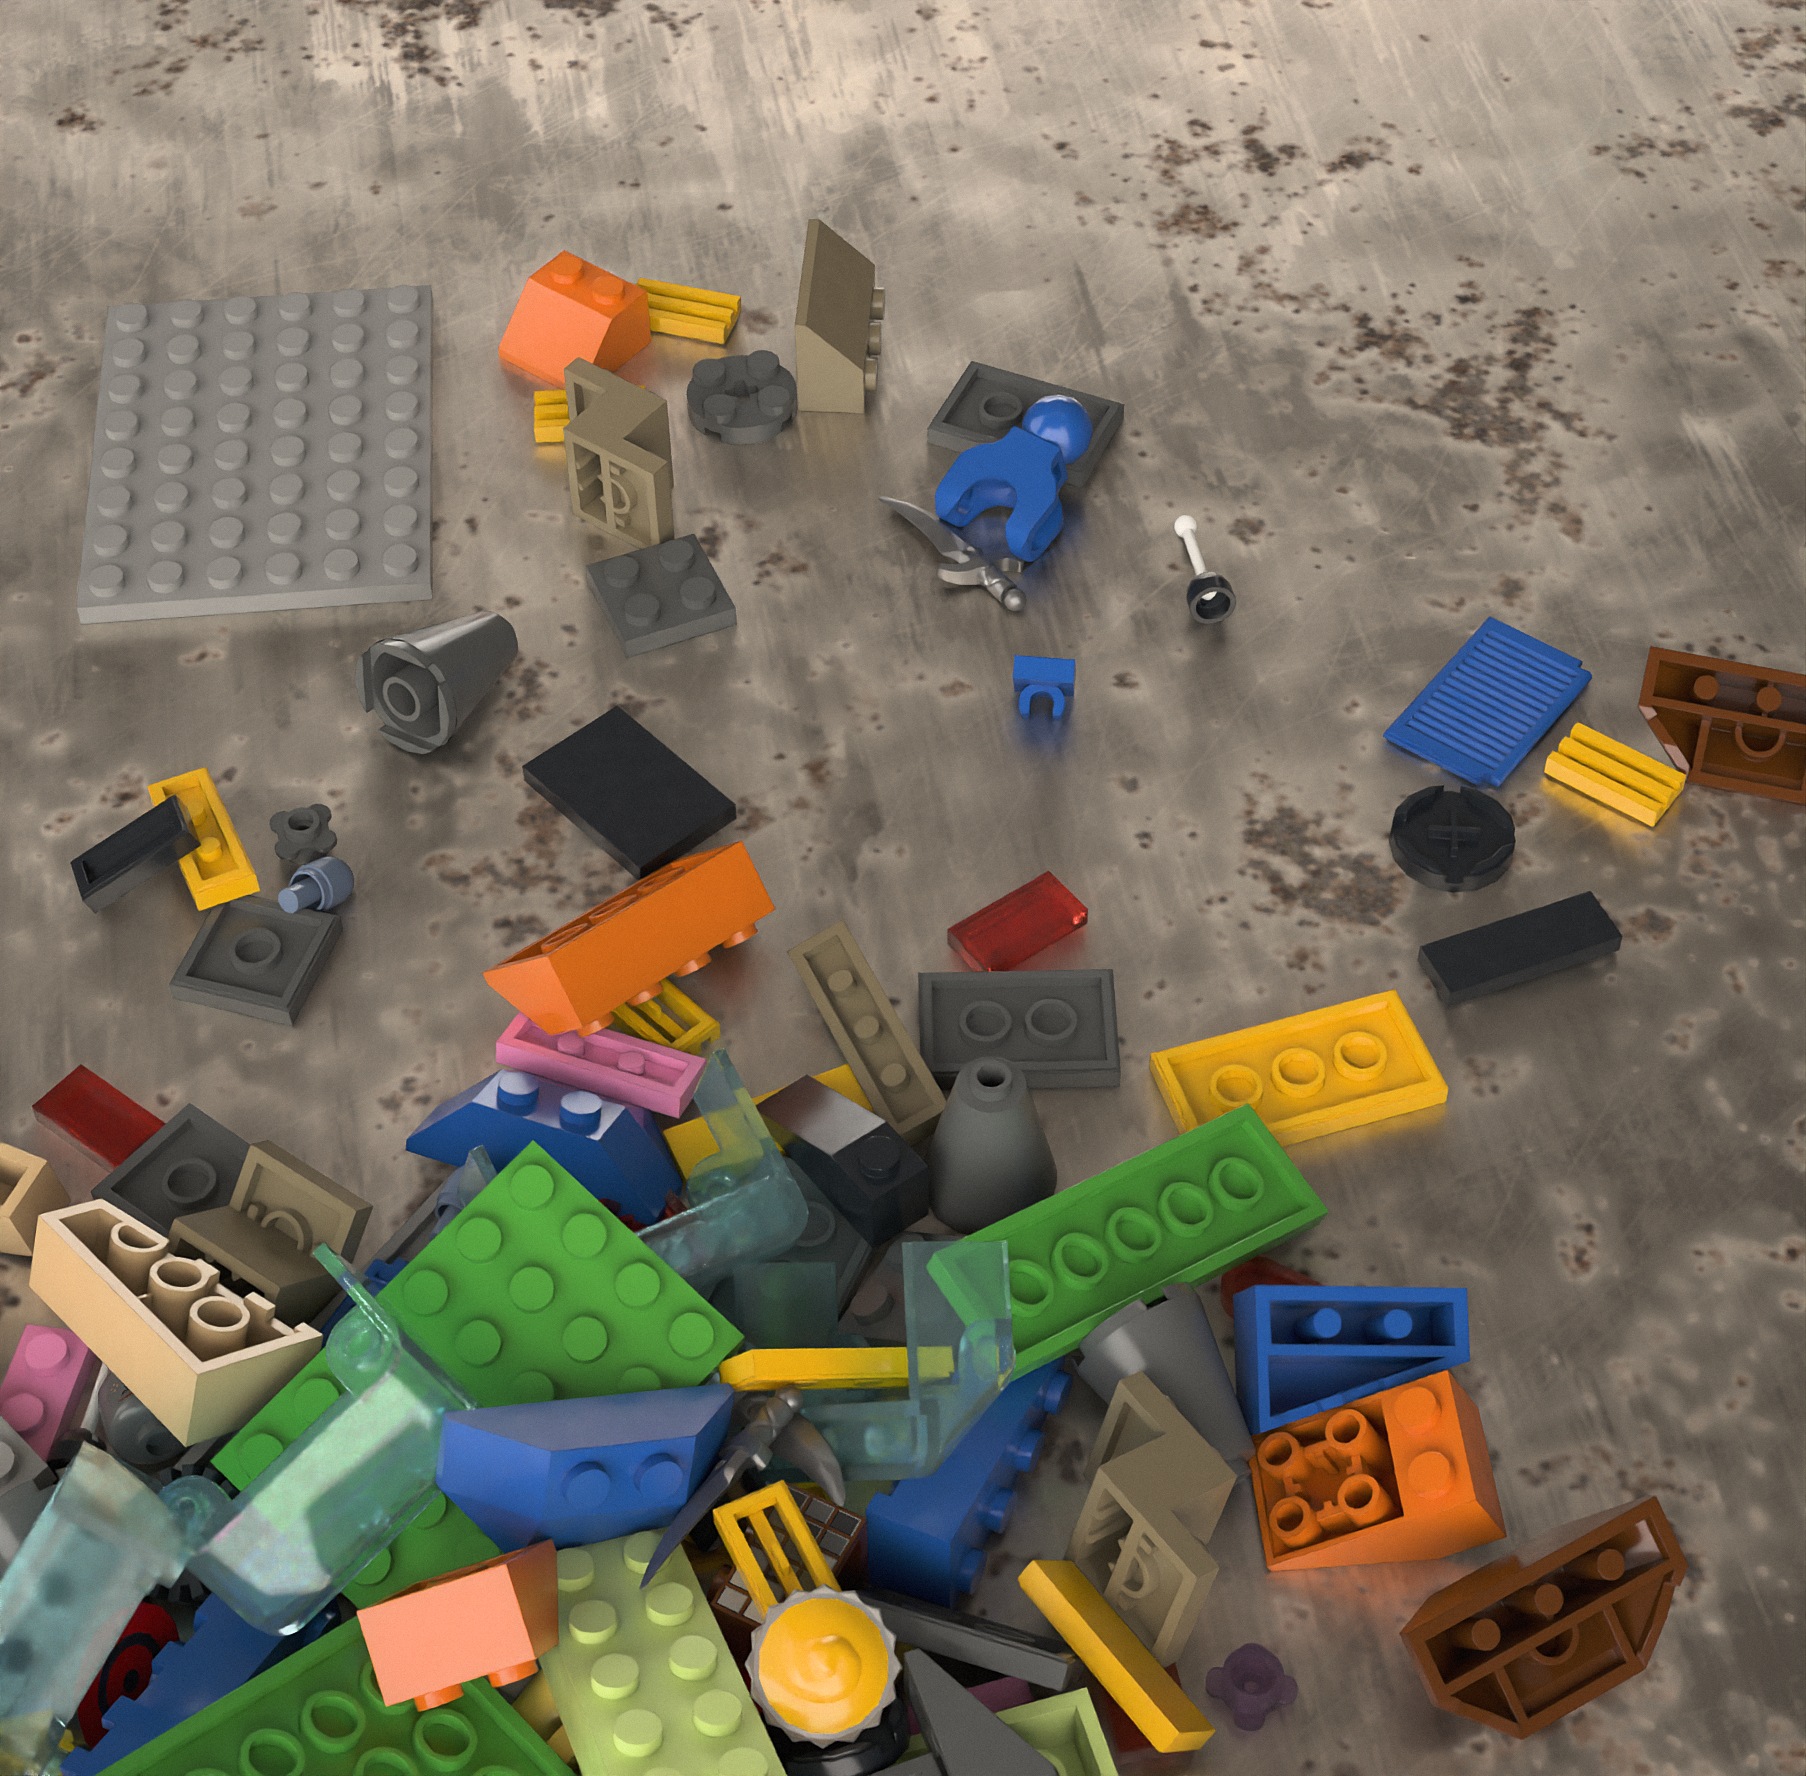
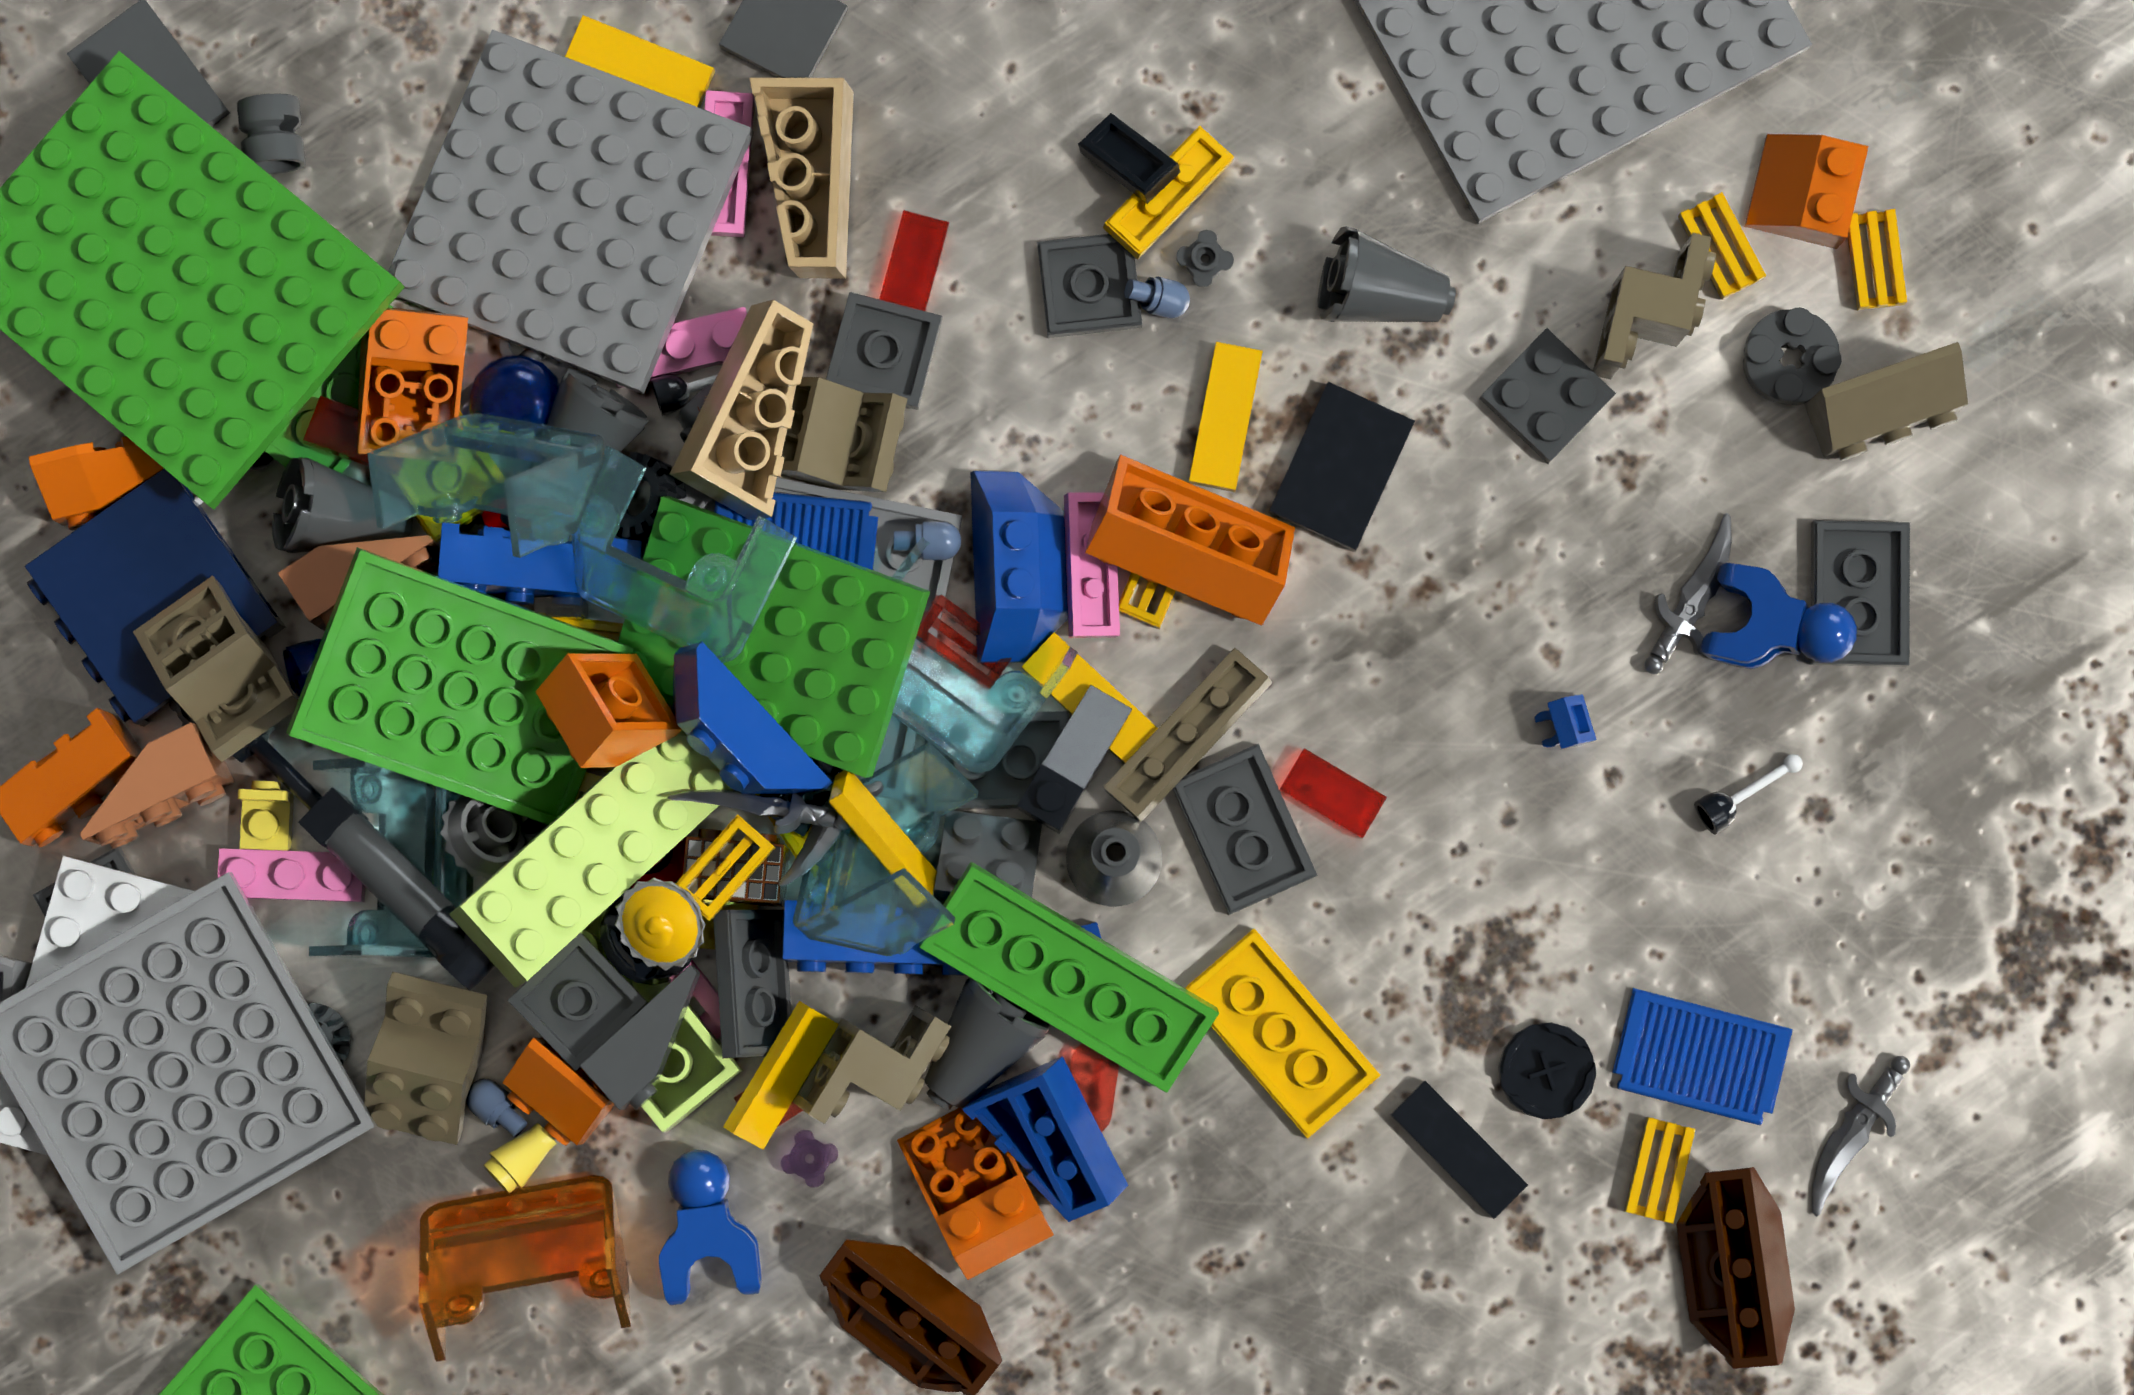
camera: 65 degrees right, 35 degrees up
(499, 876) = (1225, 416): none -> yellow tile
(1634, 604) = (1856, 1129): none -> flat silver piece

